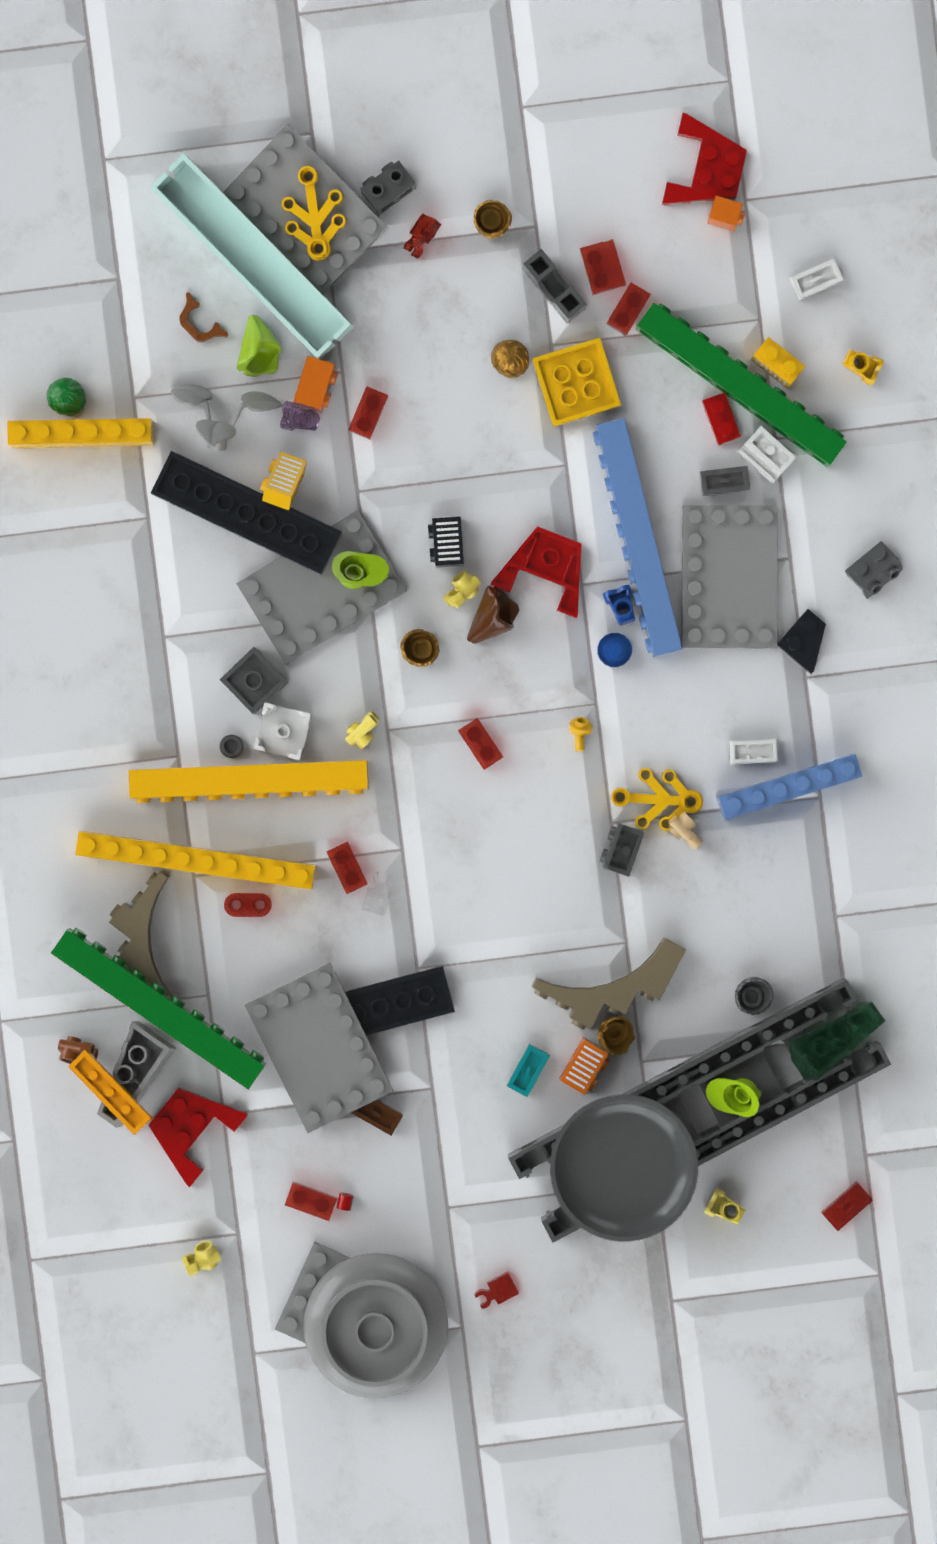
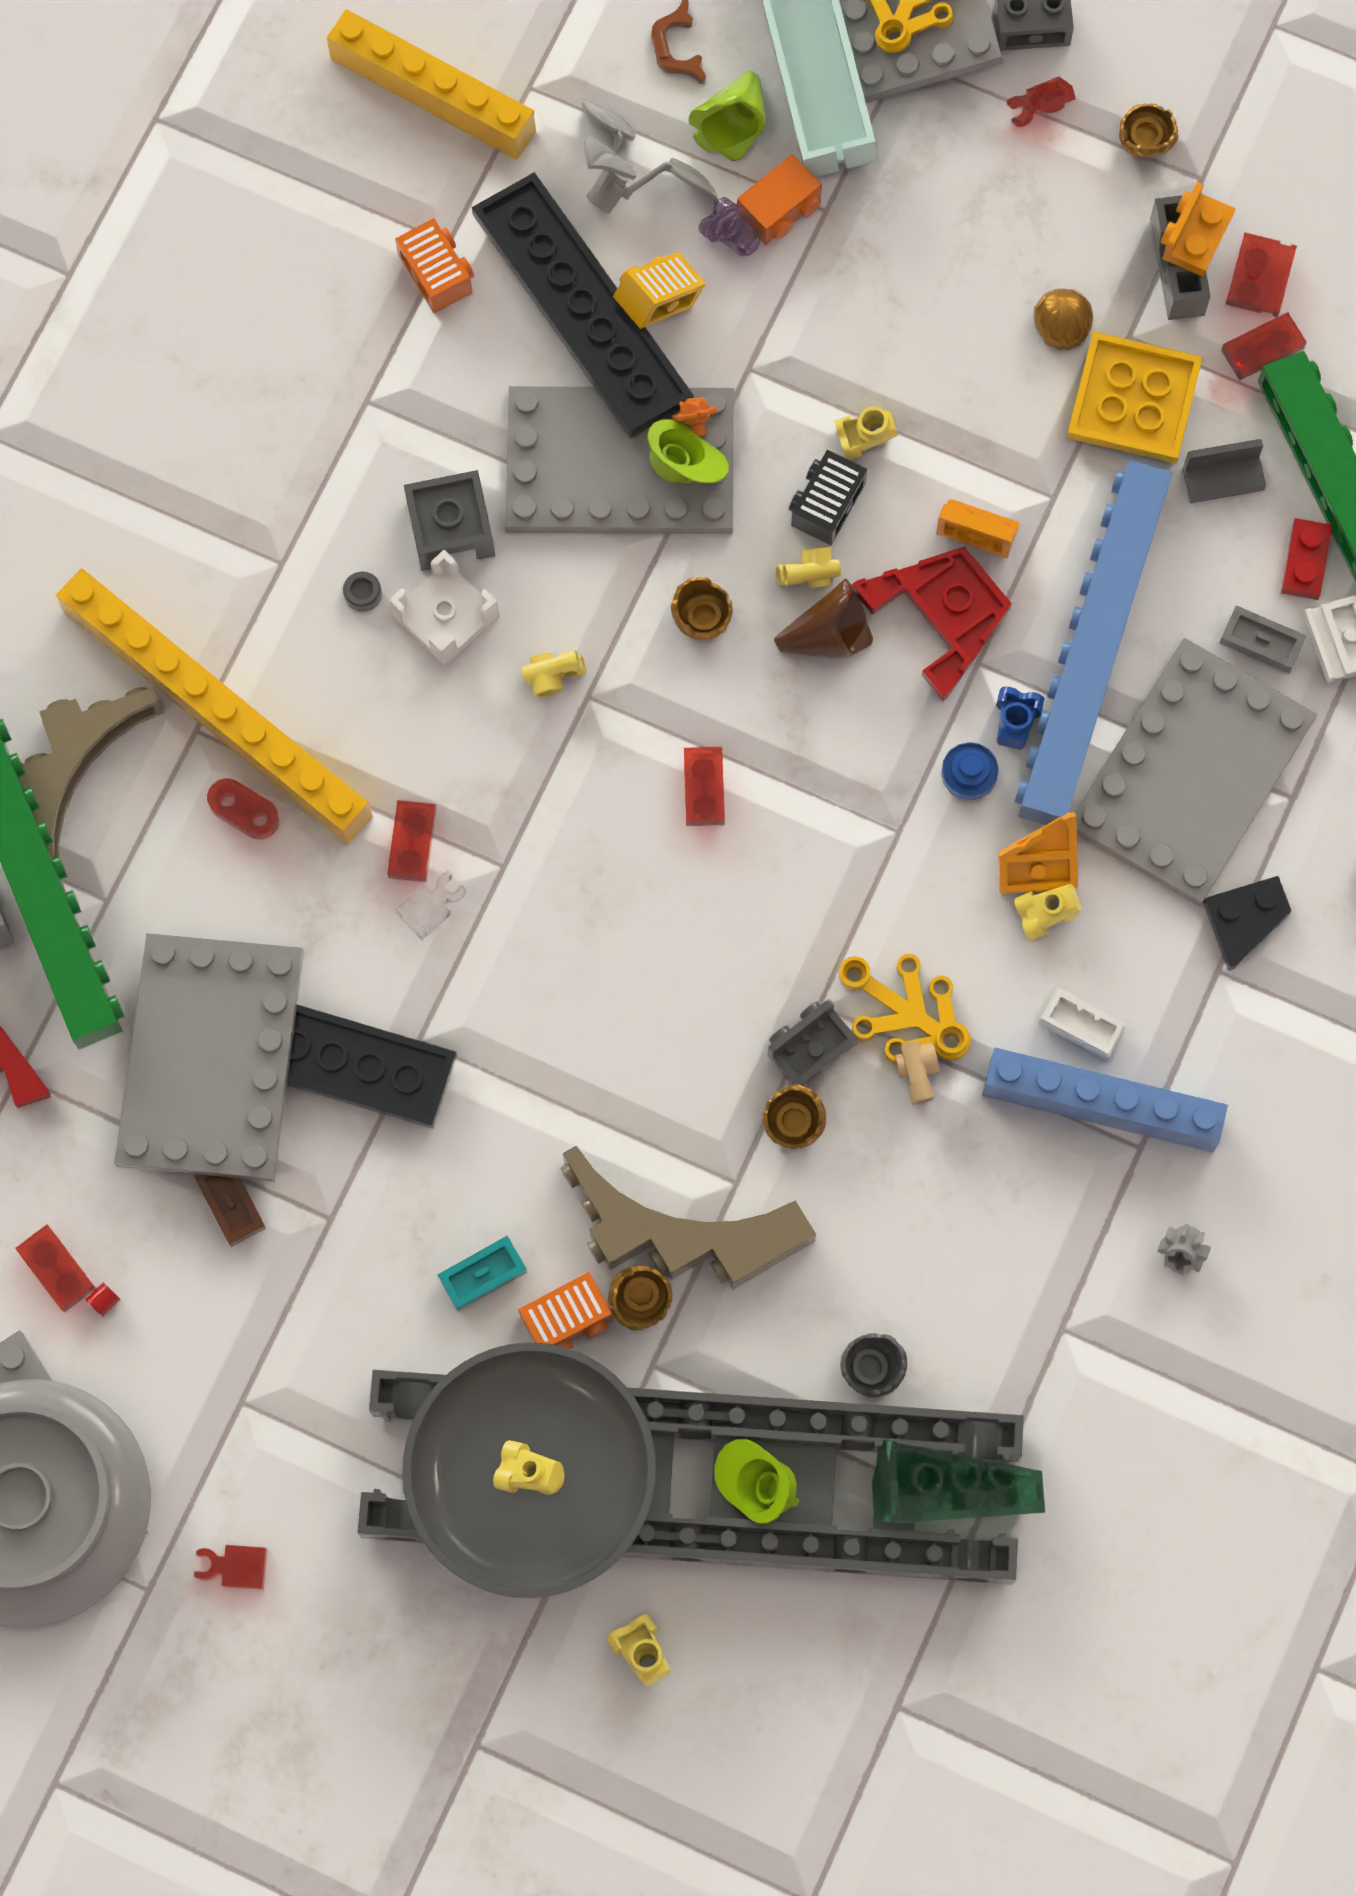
camera: 40 degrees right, 15 degrees down
(66, 396) = (443, 32): green hair -> none
(151, 538) = (434, 265): none -> orange brick
(248, 780) = (357, 645): yellow brick -> none
(349, 541) = (695, 413): none -> orange plant
(368, 413) = (827, 276): clear red plate -> none
(440, 496) = (858, 433): none -> light yellow plate
(537, 509) = (977, 528): none -> light orange bracket
(558, 271) = (1198, 231): none -> light orange bracket
(580, 726) = (856, 847): yellow plate -> none
(625, 1172) = (527, 1470): none -> light yellow plate
(636, 893) = (794, 1117): none -> pearl gold hair
(650, 397) = (1224, 471): none -> dark grey panel
(681, 677) = (1041, 859): none -> light orange wing
(696, 705) = (1039, 910): none -> light yellow plate
(847, 1206) = (823, 1764): clear red plate -> none
(874, 840) = (1184, 1249): none -> light grey gear

